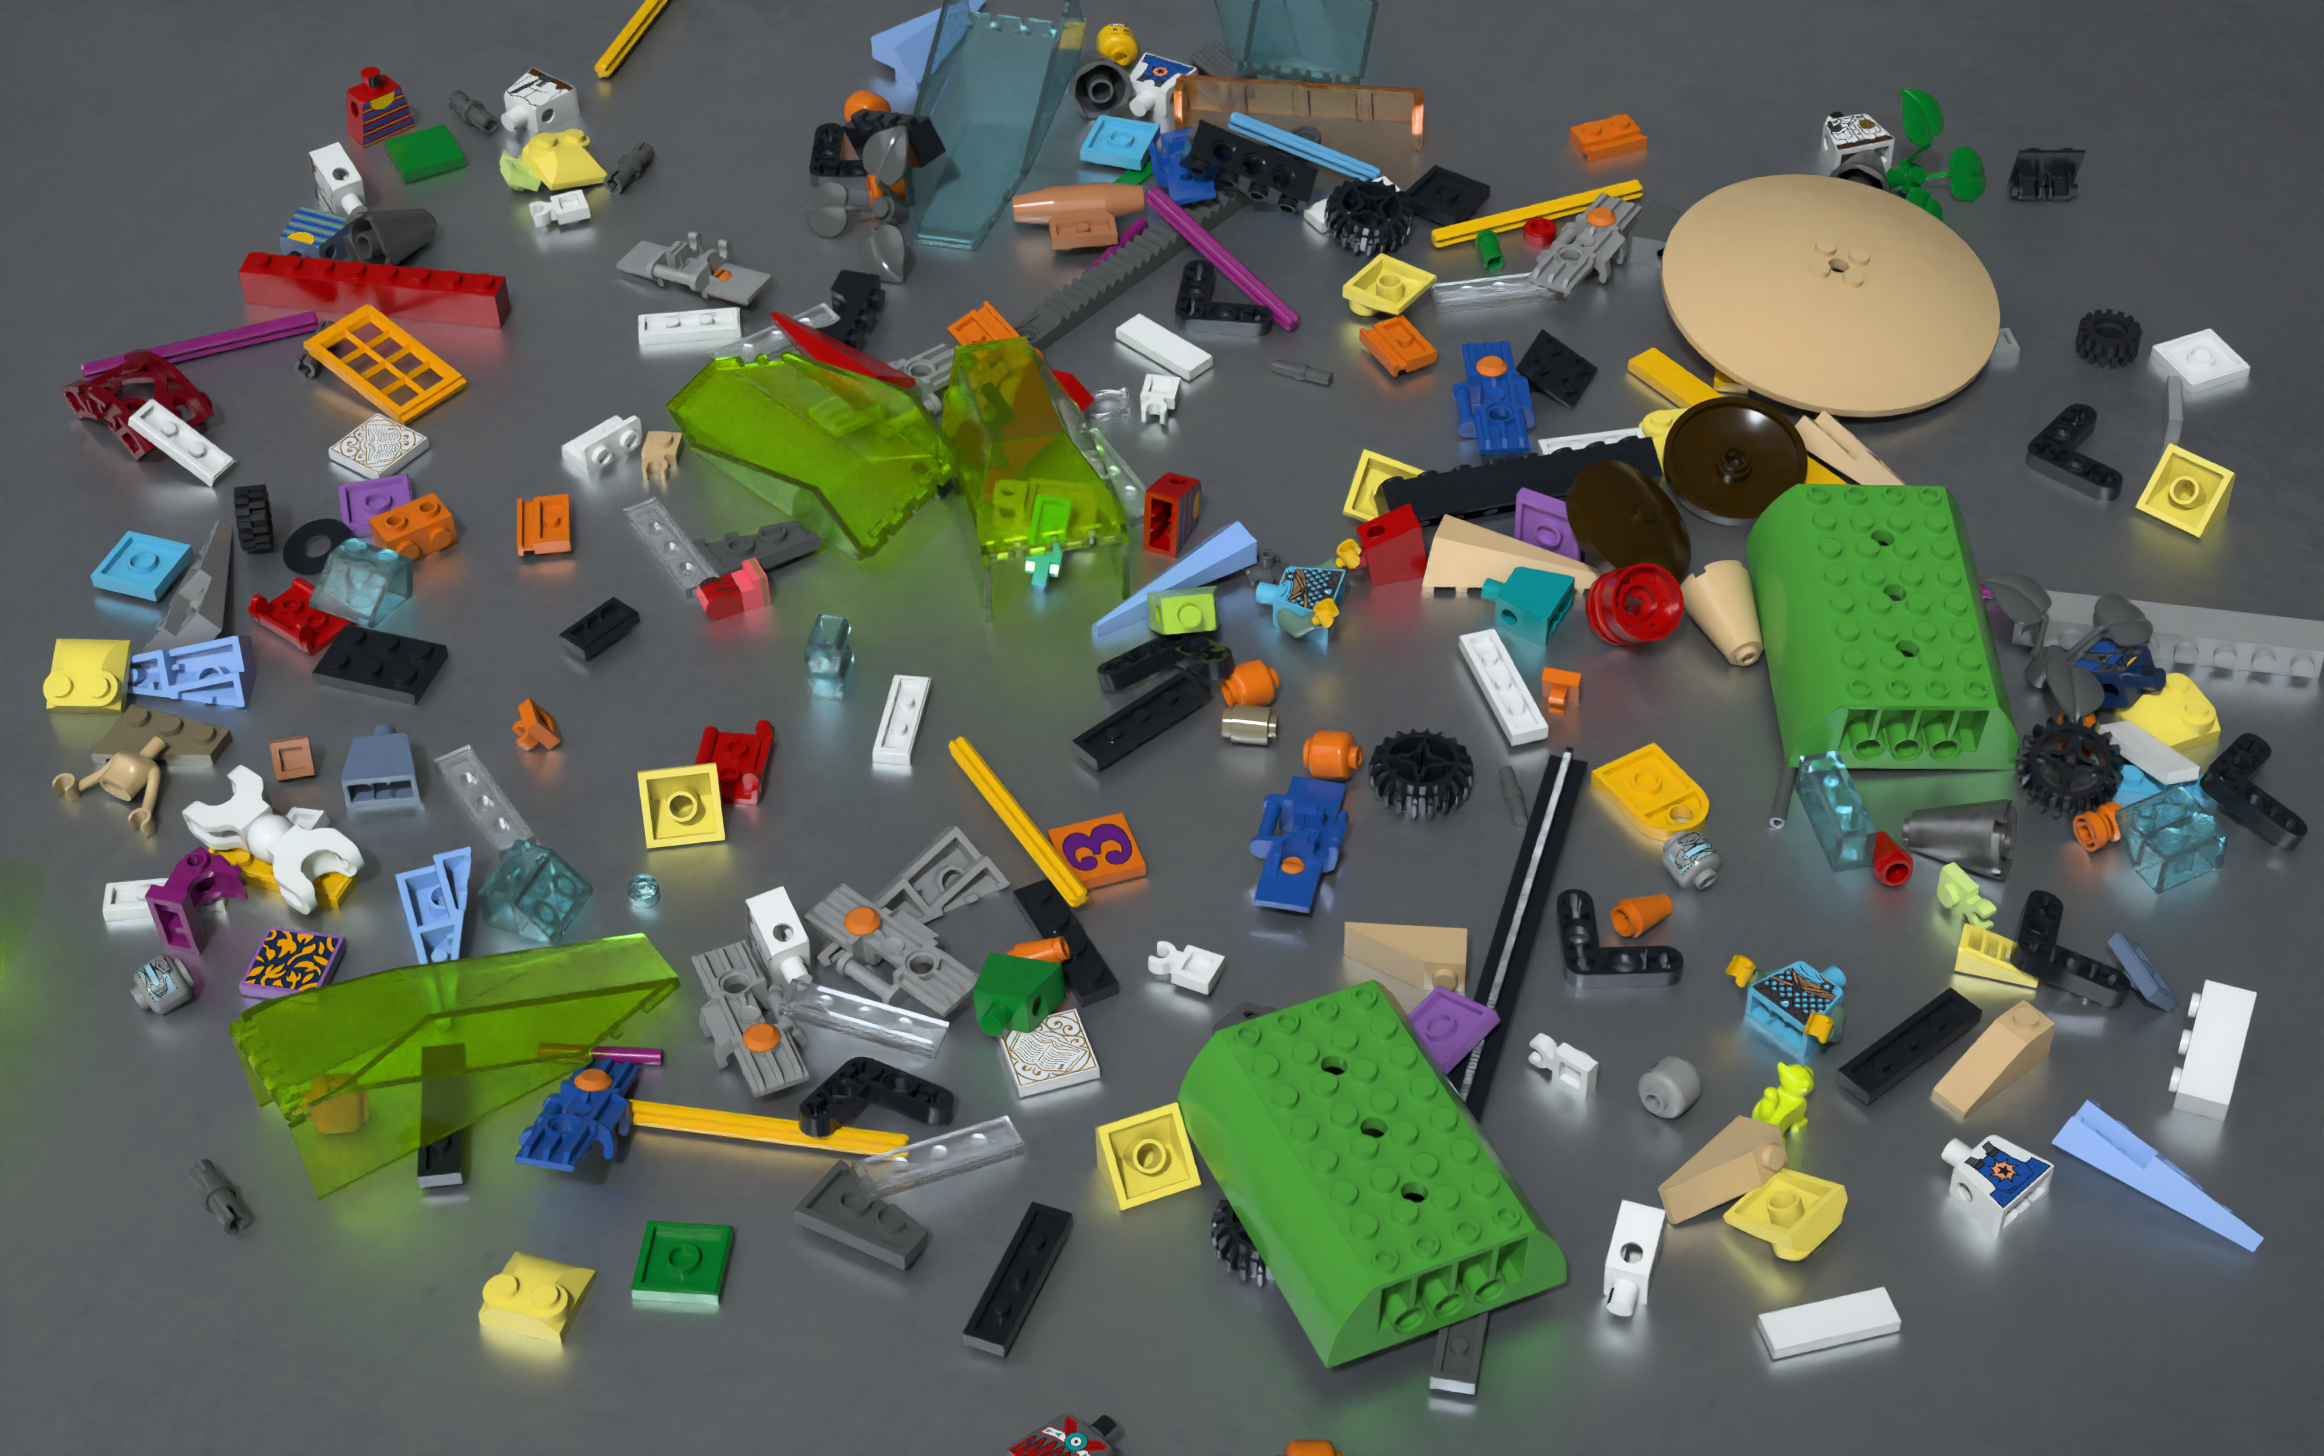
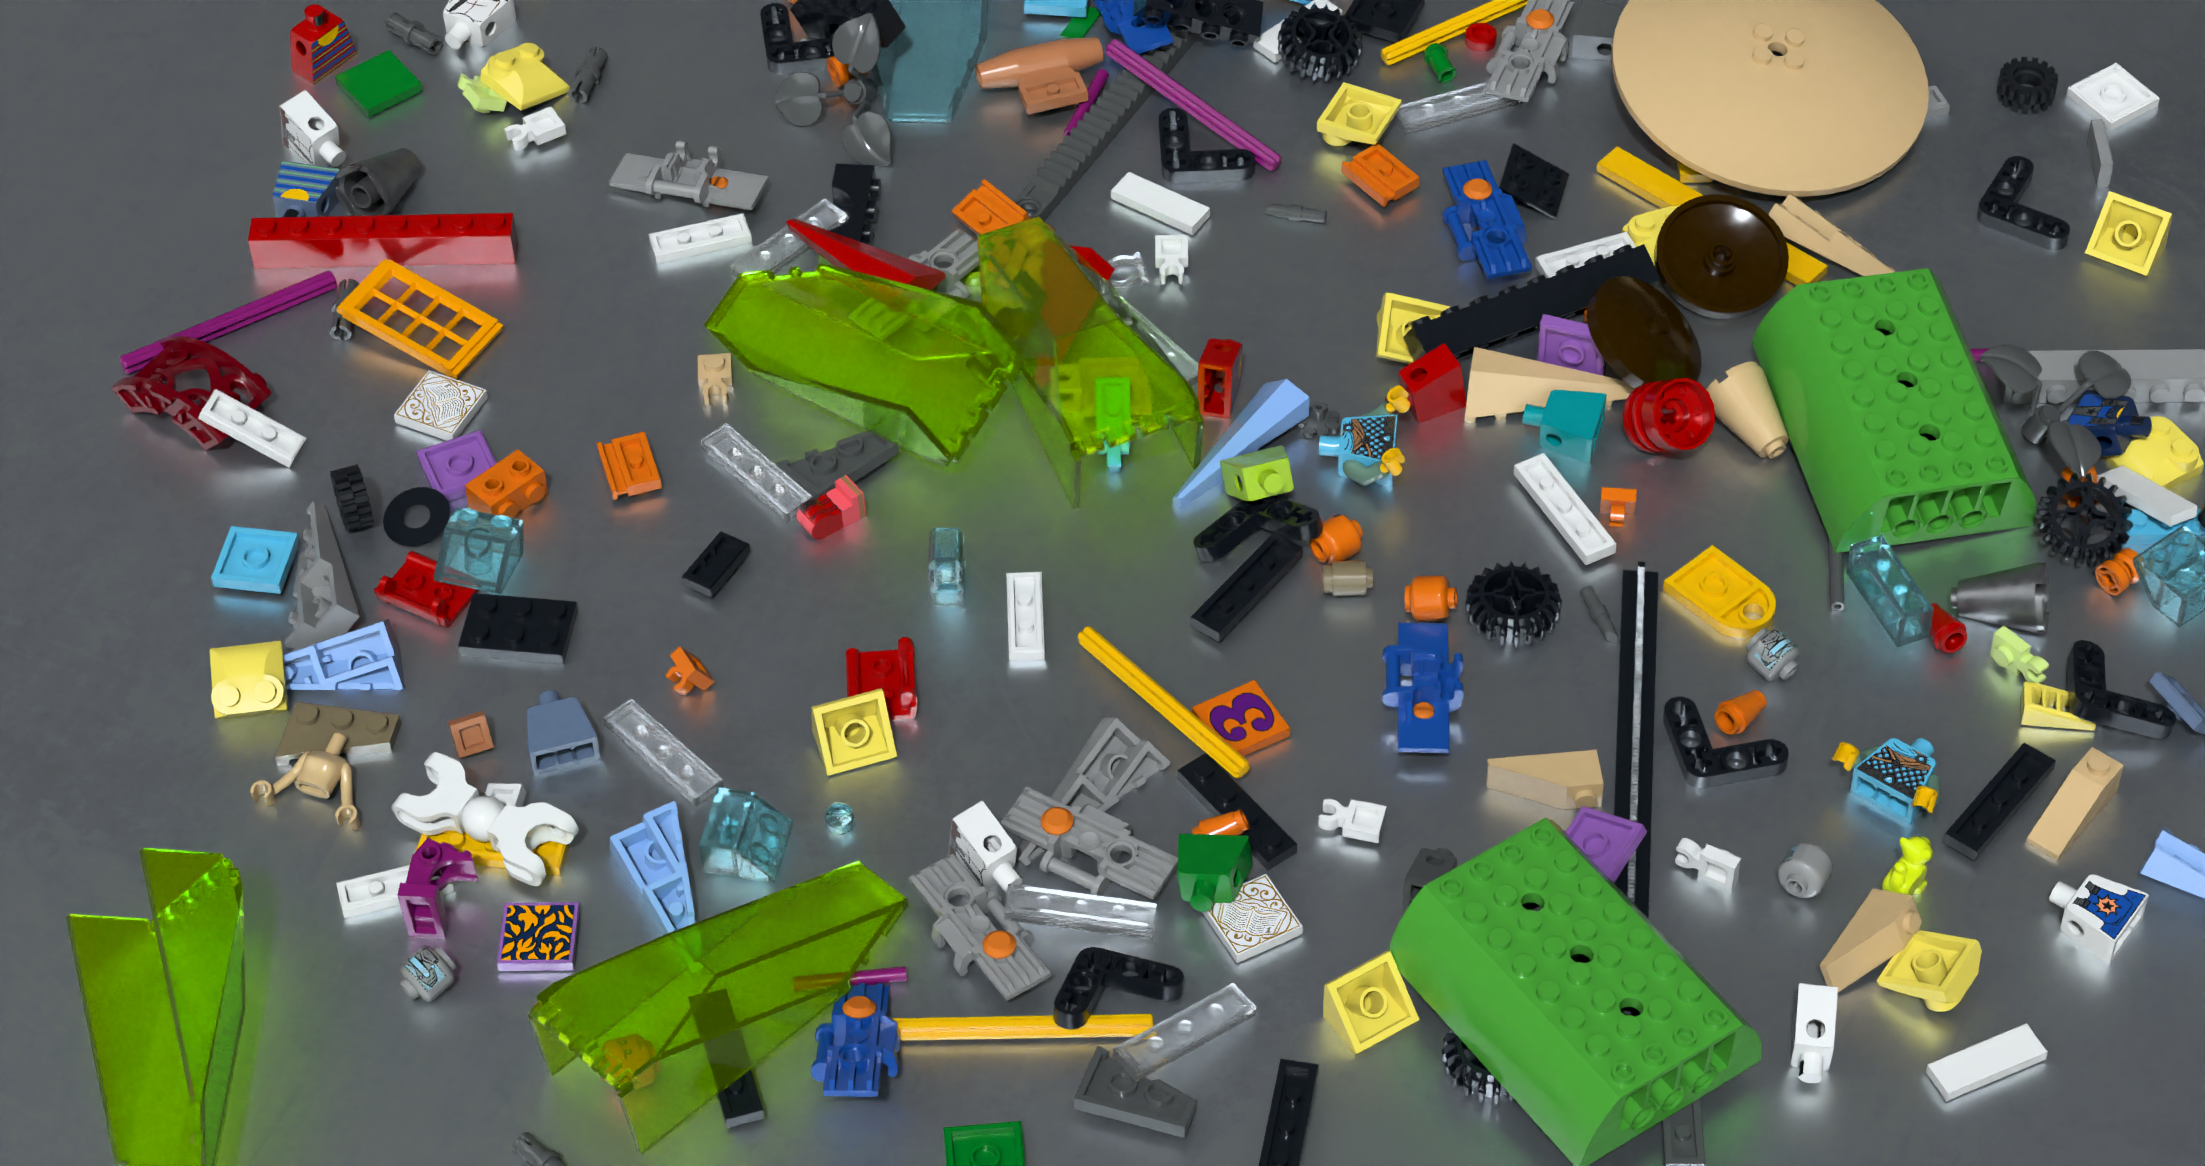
camera: 10 degrees left, 5 degrees up
(604, 444) = (657, 374): white bracket -> none

